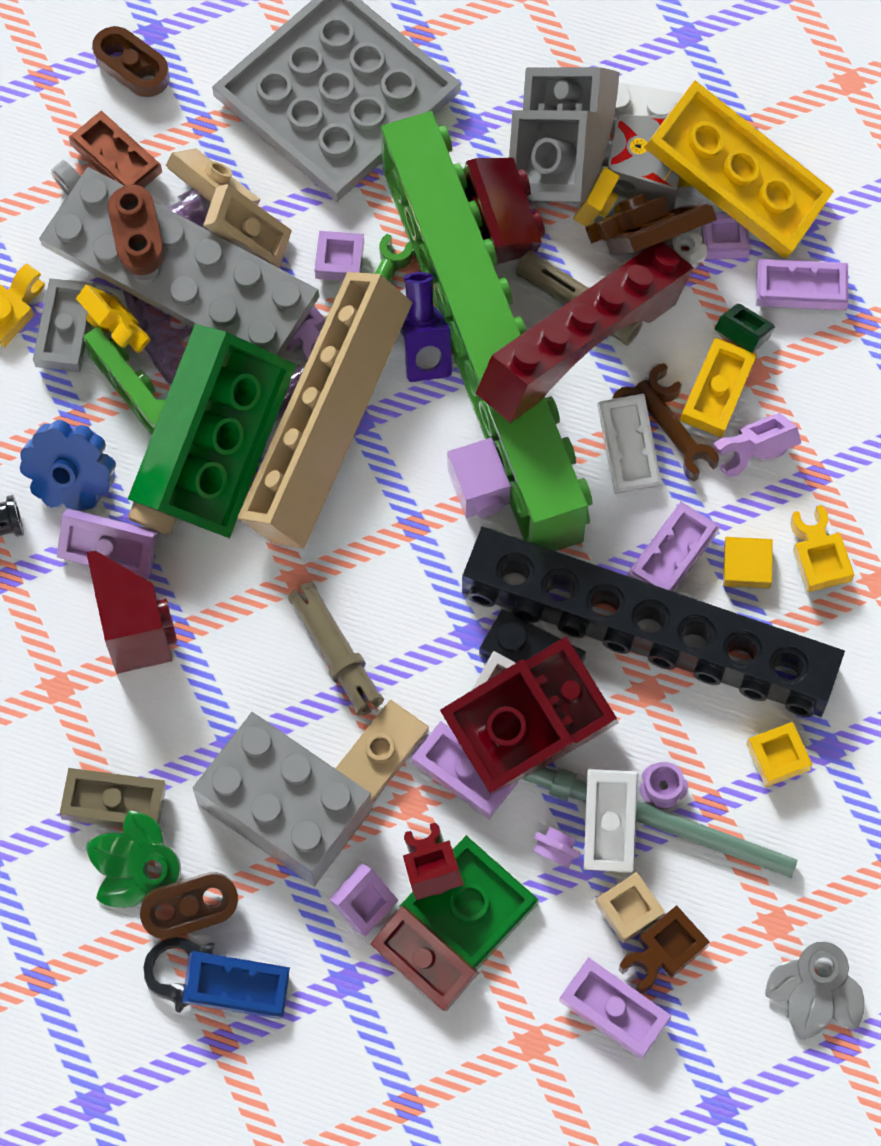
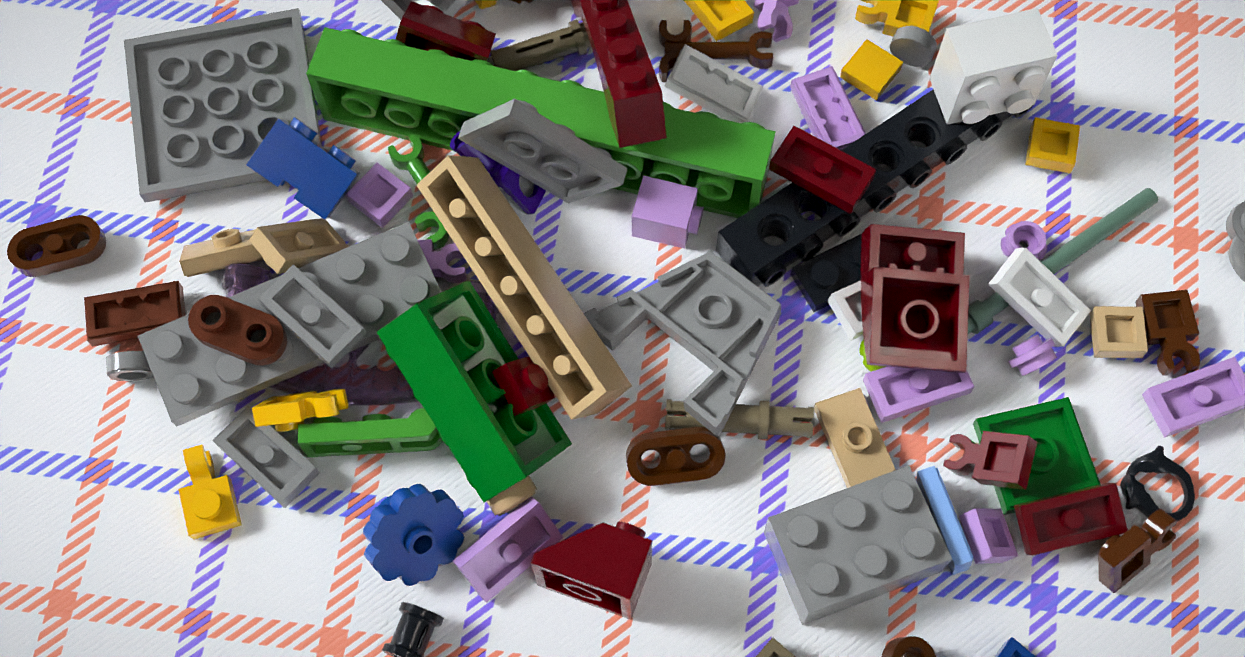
camera: 55 degrees left, 0 degrees up
(181, 272) = (312, 316): none -> light grey plate
(238, 462) = (524, 385): none -> dark red plate
(268, 622) = (675, 461): none -> reddish brown plate
(315, 184) = (295, 158): none -> blue brick
(357, 849) = (943, 512): none -> light blue tile
(409, 571) = (712, 316): none -> light grey wing
(425, 1024) = (1129, 554): none -> reddish brown plate
(444, 344) = (542, 151): none -> light grey plate
(527, 1006) = (1155, 462): none -> black piece
(591, 568) = (822, 169): none -> dark red plate
(780, 641) = (992, 66): none -> white brick
(792, 581) = (913, 46): none -> light grey tile

